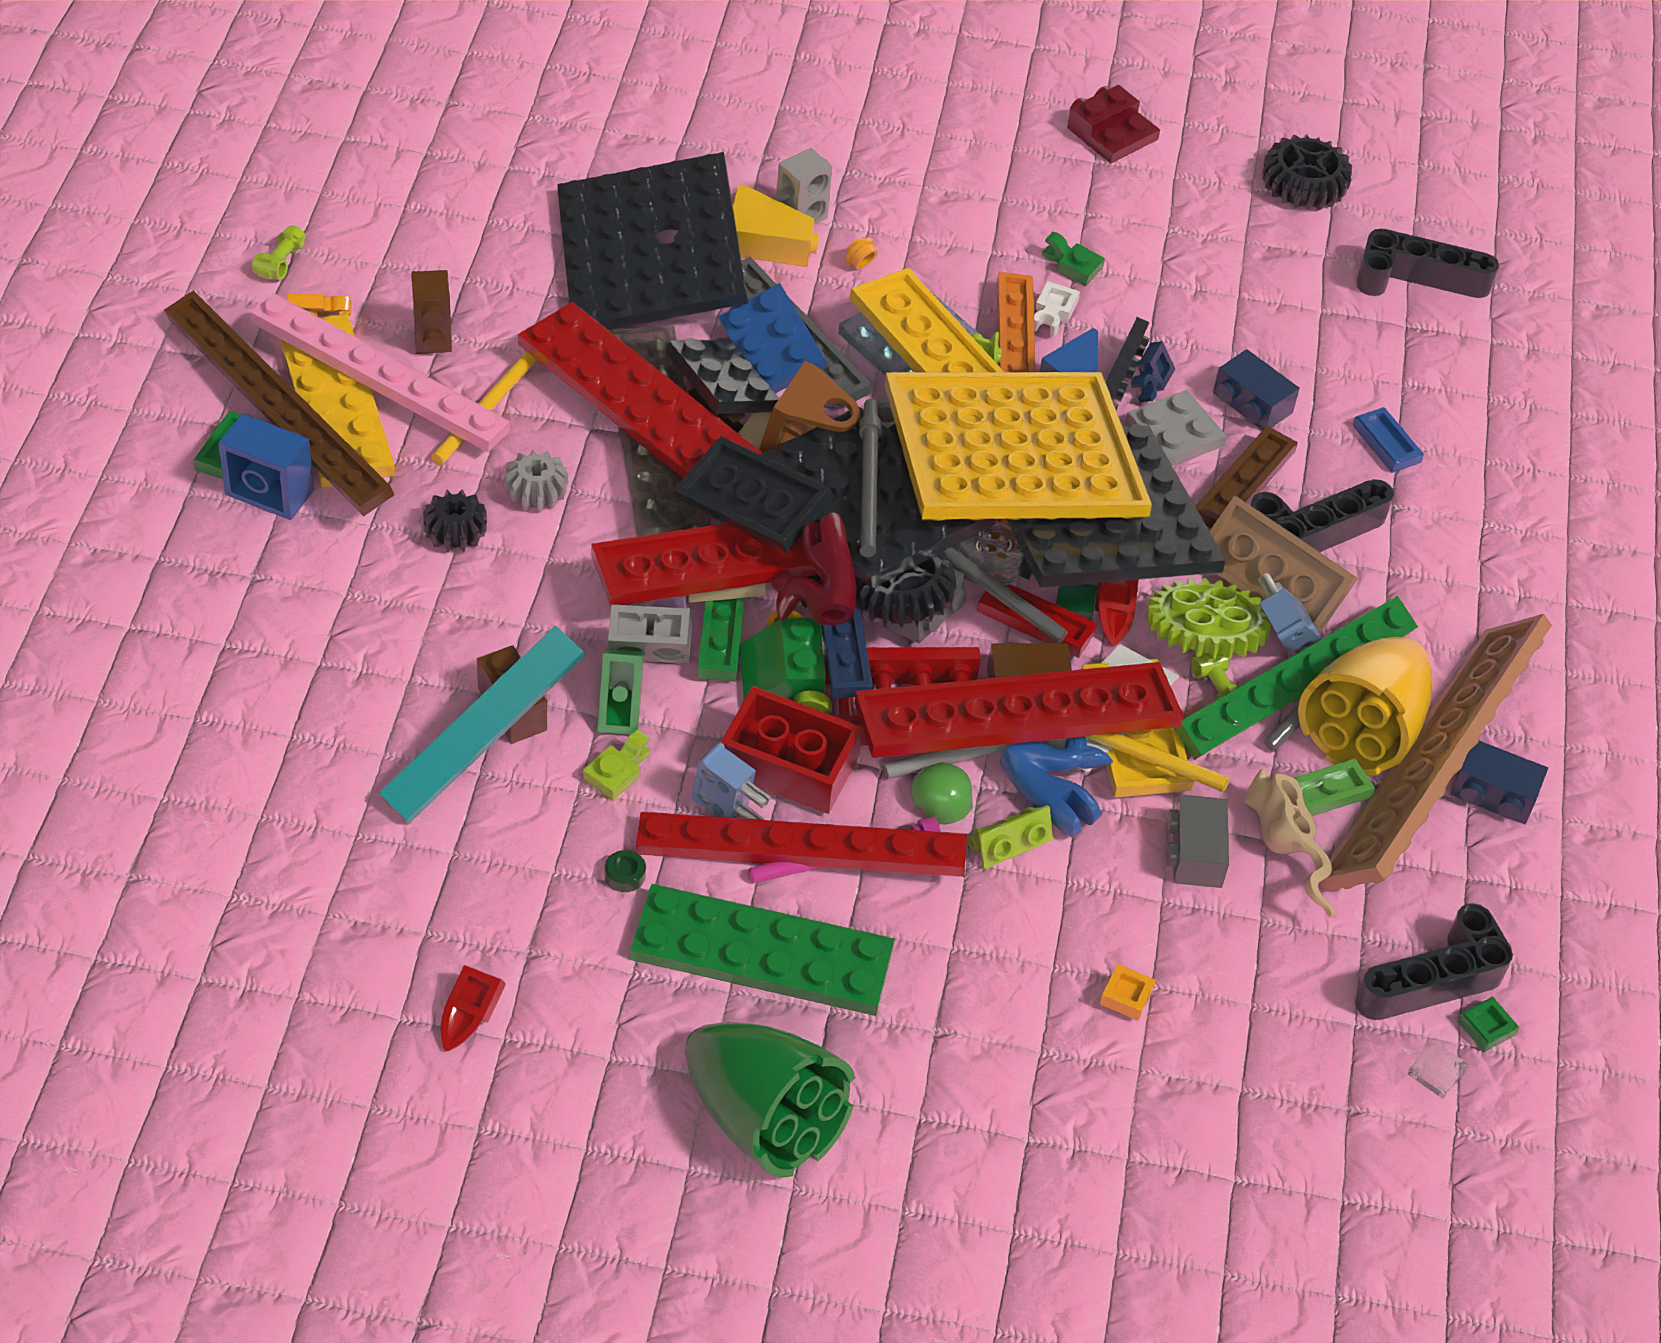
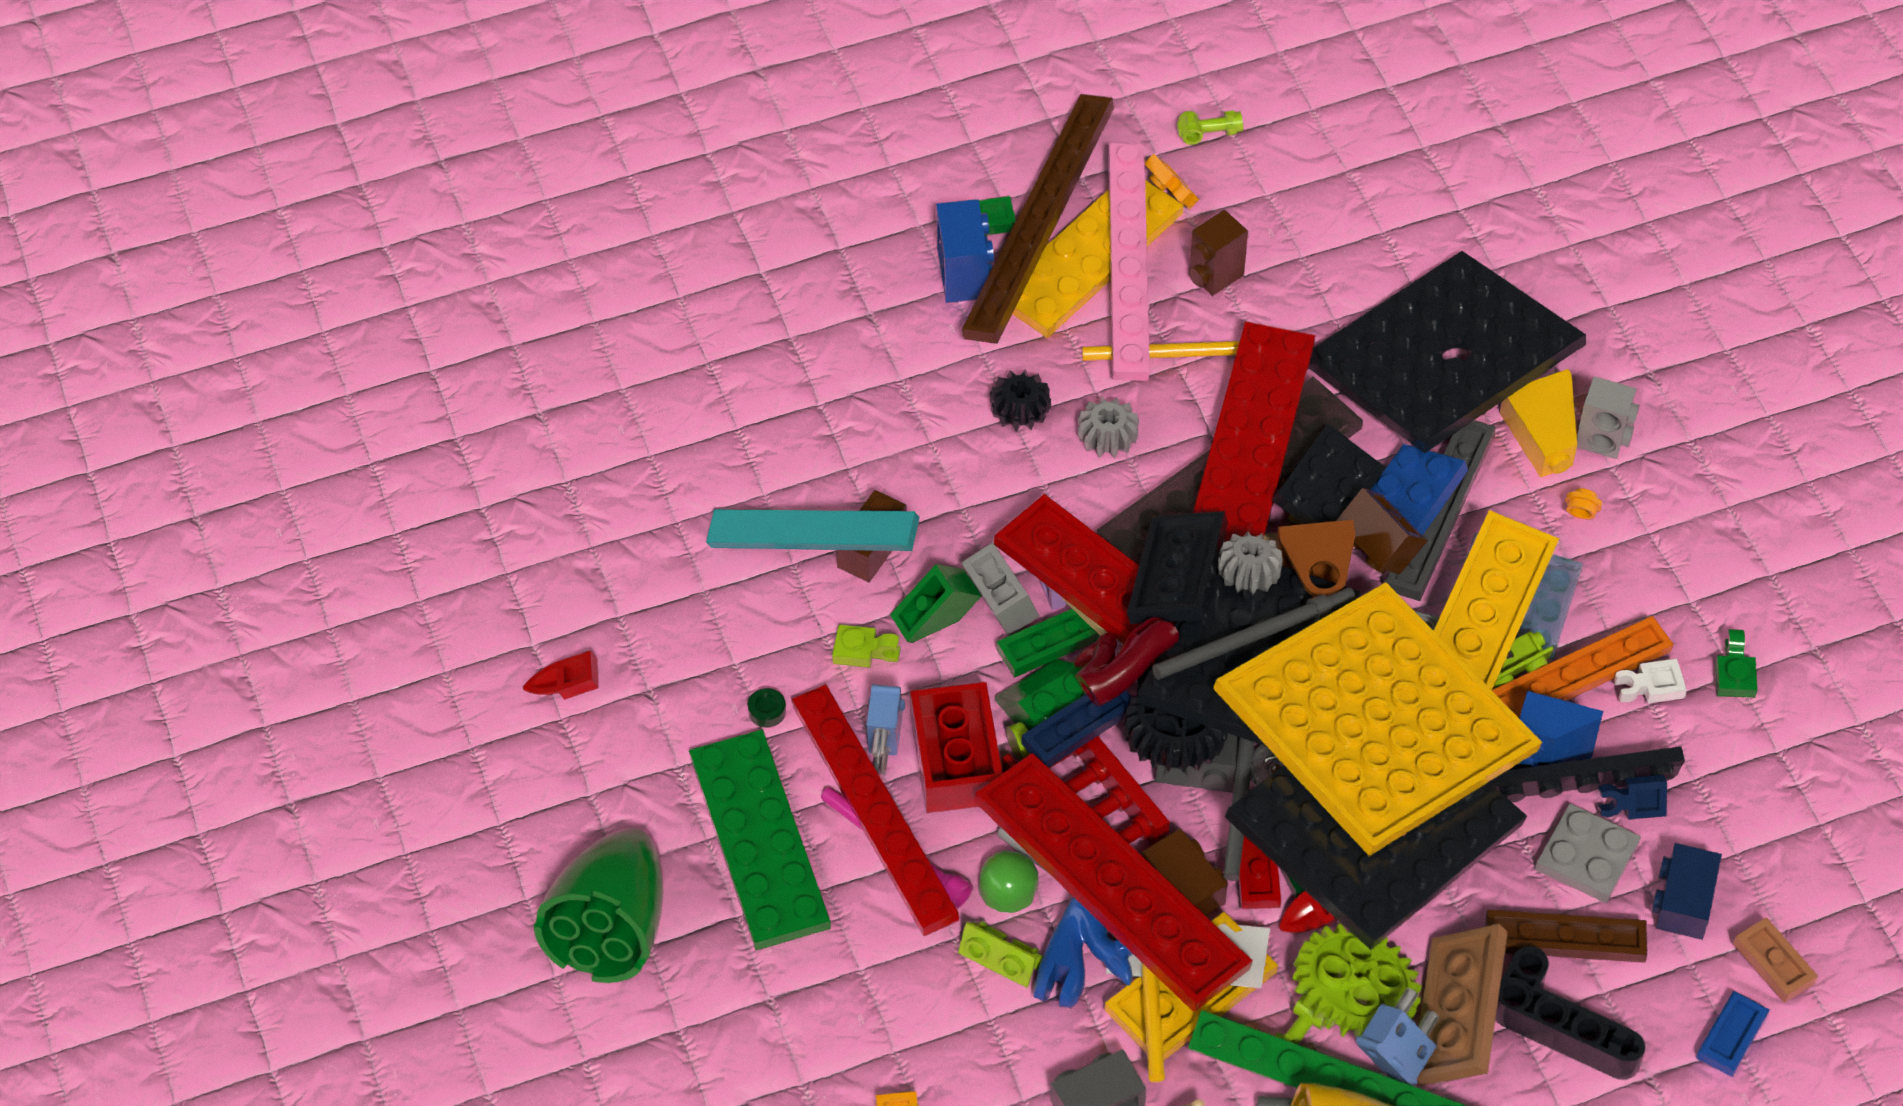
camera: 65 degrees right, 5 degrees up
(789, 357) = (1382, 532): none -> reddish brown brick
(793, 443) = (1250, 562): none -> light grey gear
(1345, 379) = (1775, 960): none -> nougat plate

